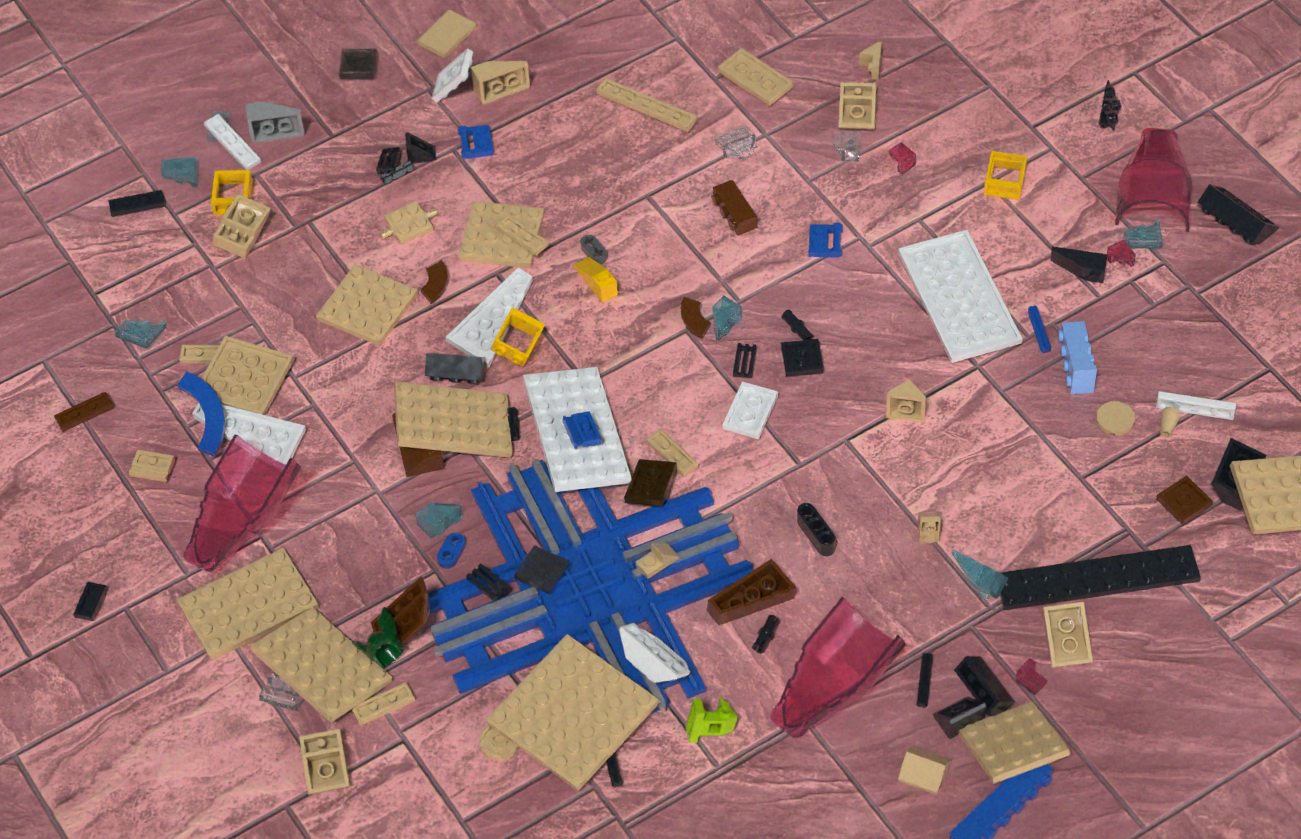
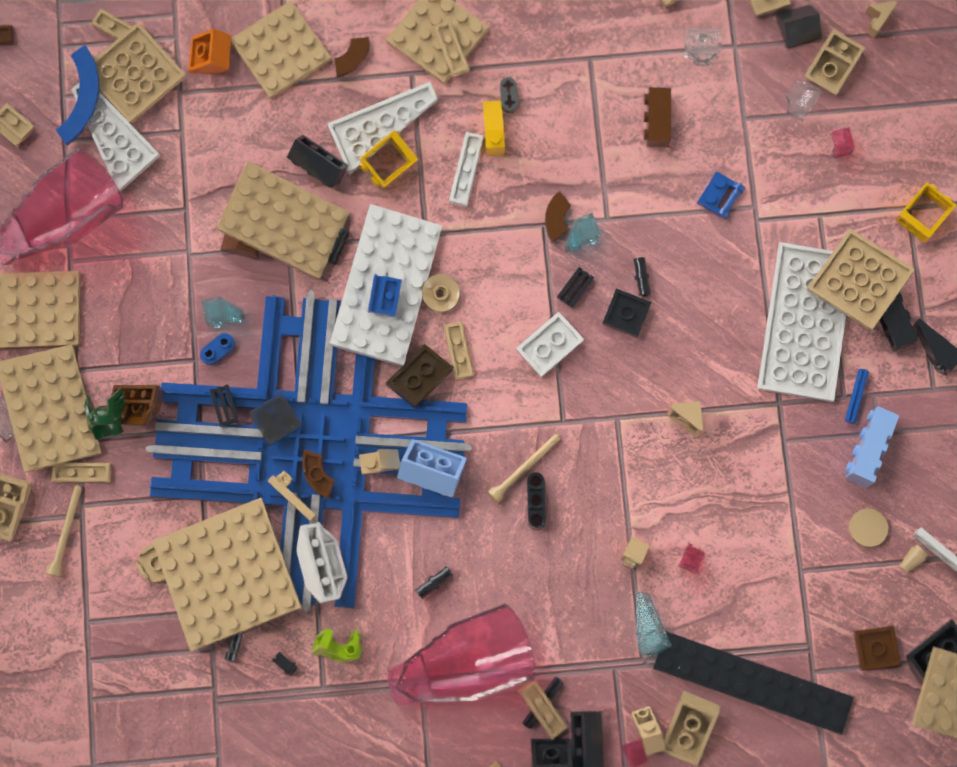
camera: 25 degrees right, 25 degrees up
(304, 332) = (210, 52): none -> orange slope
(405, 789) = (55, 567): none -> tan piece
(580, 617) = (281, 484): none -> tan hinge
(591, 319) = (466, 169): none -> white tile
(605, 596) = (316, 475): none -> reddish brown tile
(628, 408) = (447, 286): none -> tan dish
(670, 761) = (285, 664): none -> black pin
(708, 541) = (431, 468): none -> light blue slope
(752, 593) = (445, 538): reddish brown wedge -> none
(777, 540) = (498, 492): none -> tan piece
(811, 95) = (799, 25): none -> black slope
(928, 680) = (542, 709): none -> tan tile
(980, 511) = (691, 559): none -> clear pink panel
(984, 240) = (860, 279): none -> tan plate
(1032, 260) = (898, 326): none -> black brick
(1035, 649) = (648, 730): none -> tan slope

